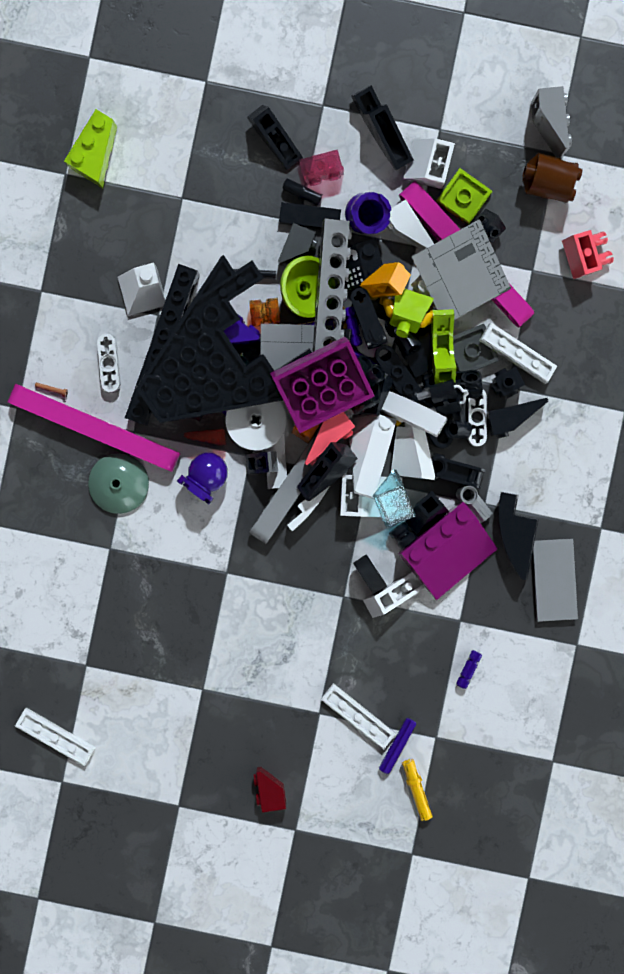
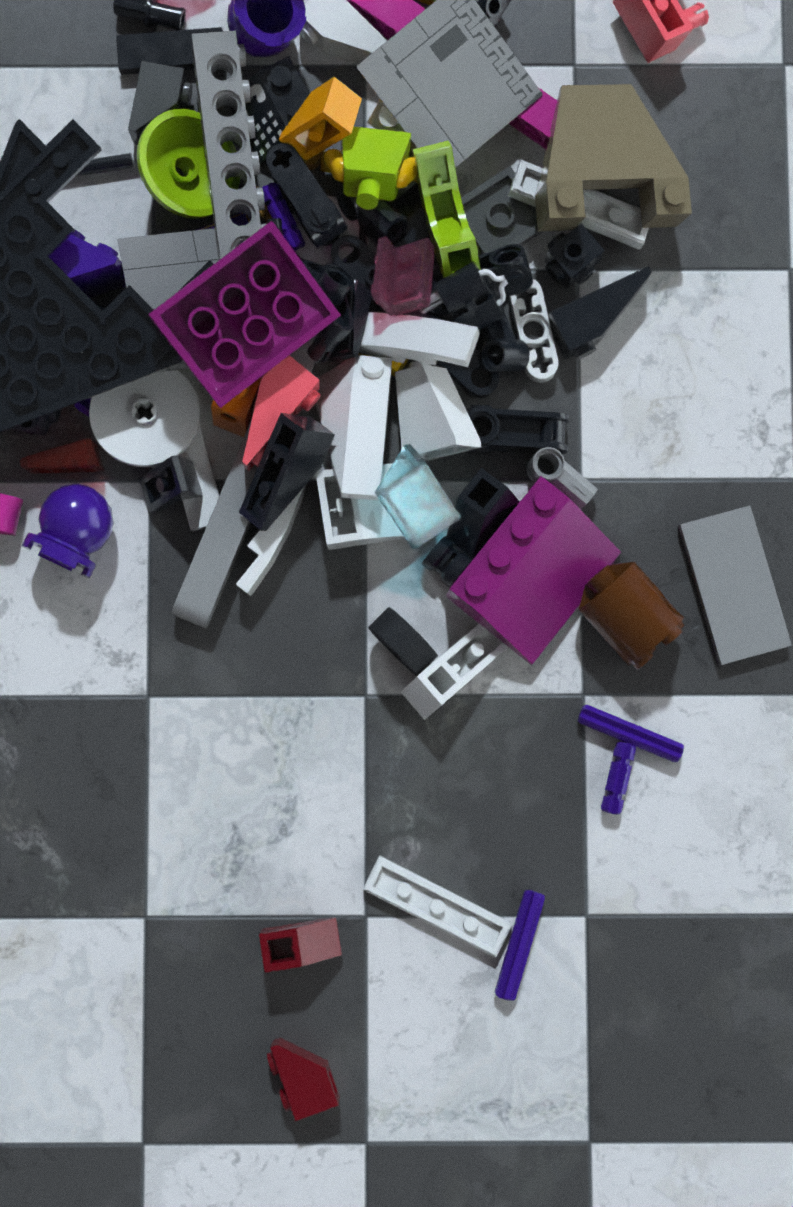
camera: 10 degrees left, 5 degrees down
(264, 311) = (123, 221): clear orange wheel -> none
(282, 721) = (299, 944): none -> slope
(412, 377) = (403, 276): none -> clear pink bracket
(414, 781) = (565, 1006): yellow pin -> none
(481, 647) = (631, 733): none -> dark purple axle
(495, 585) = (630, 612): none -> reddish brown cylinder
(517, 533) = (649, 514): black slope -> none
(540, 324) = (608, 142): none -> dark tan wedge

